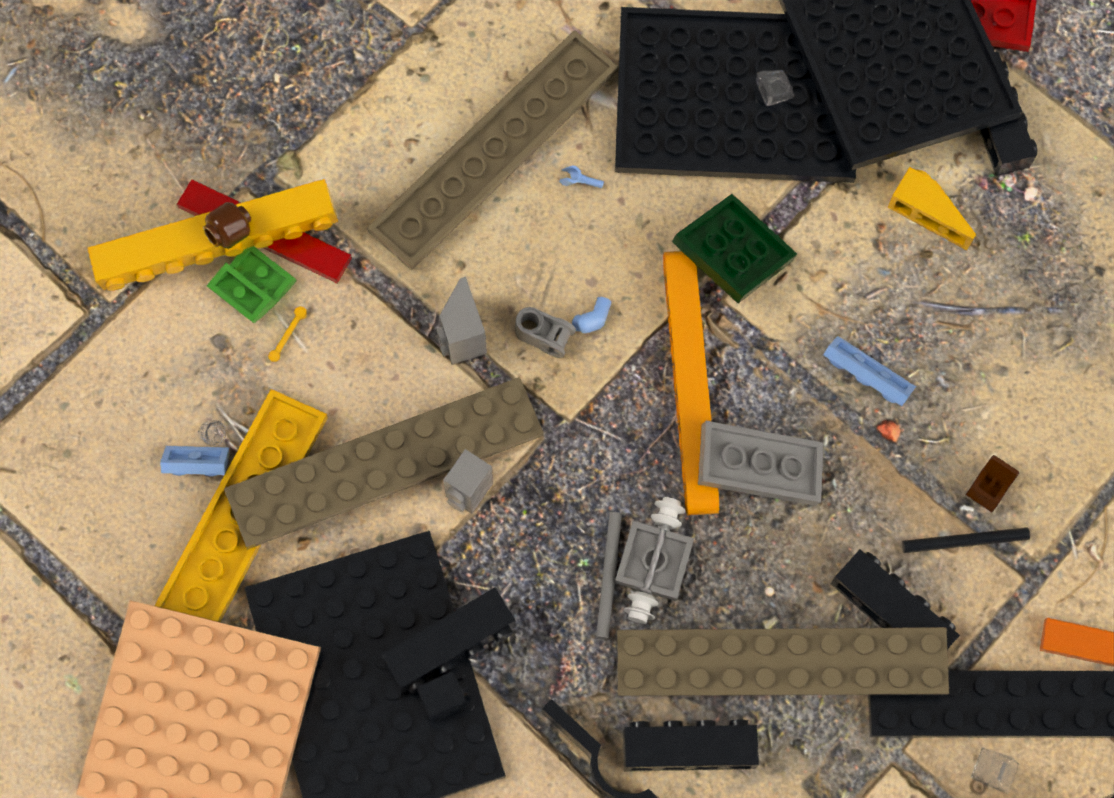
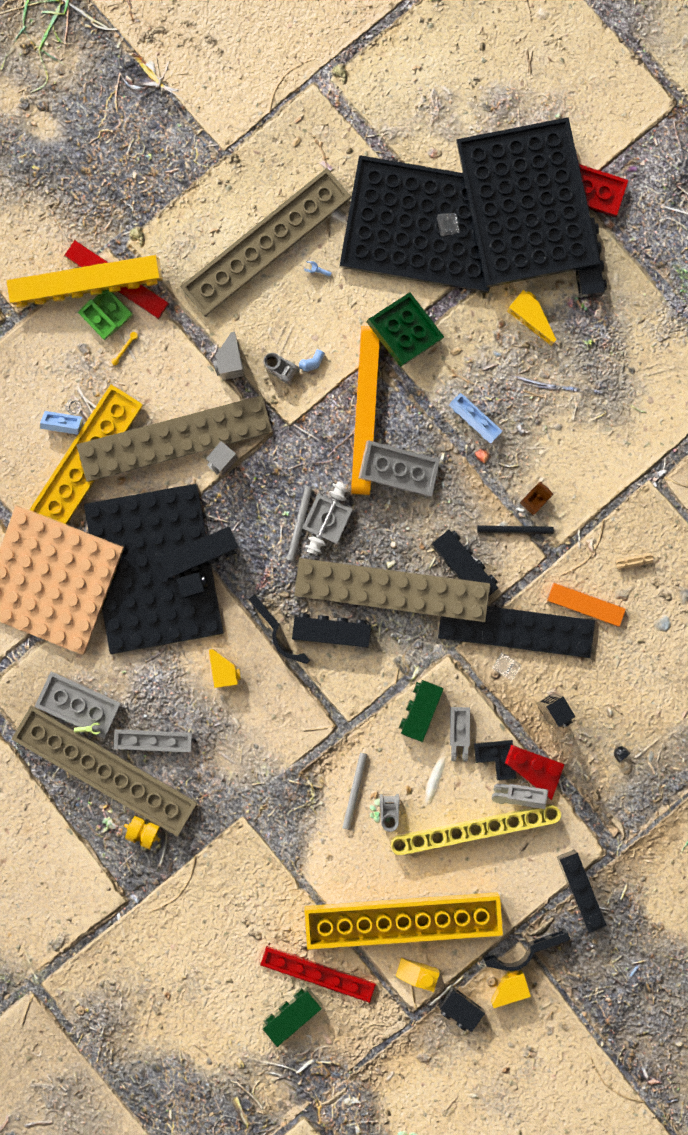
camera: 10 degrees right, 15 degrees up
(227, 225) = (92, 279): reddish brown head -> none

